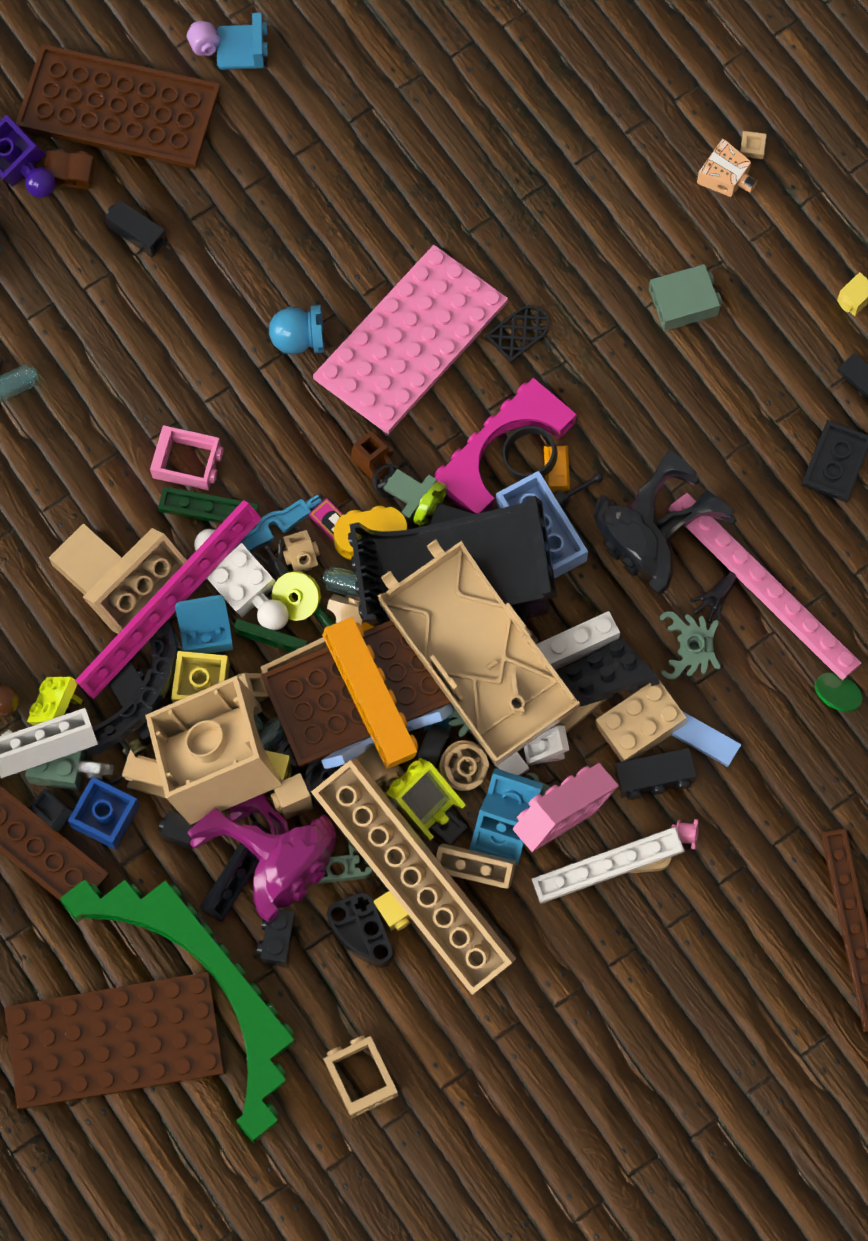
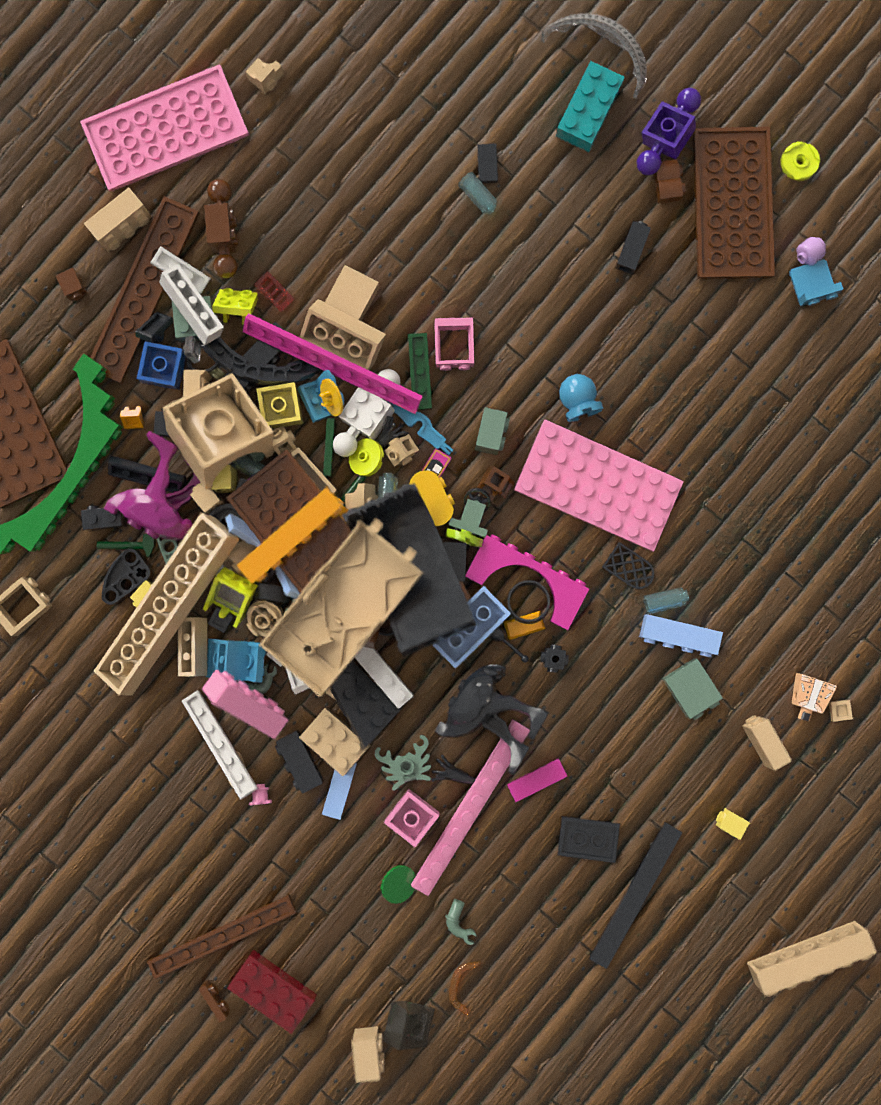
camera: 75 degrees right, 15 degrees up
(54, 664) = (262, 280): none -> clear red slope
(93, 13) = (806, 154): none -> neon yellow plate
(159, 870) = (132, 418): none -> light orange tile
(210, 611) = (331, 397): none -> yellow piece
(309, 439) = (491, 430): none -> sand green brick
(326, 895) = (147, 544): none -> dark green piece
(570, 300) = (665, 600): none -> clear light blue brick
(606, 440) = (546, 658): none -> black brick
(616, 293) = (680, 634): none -> light blue brick
(750, 501) = (537, 780): none -> dark pink tile
(758, 653) = (411, 817): none -> bright pink brick
(769, 230) = (766, 742): none -> tan brick

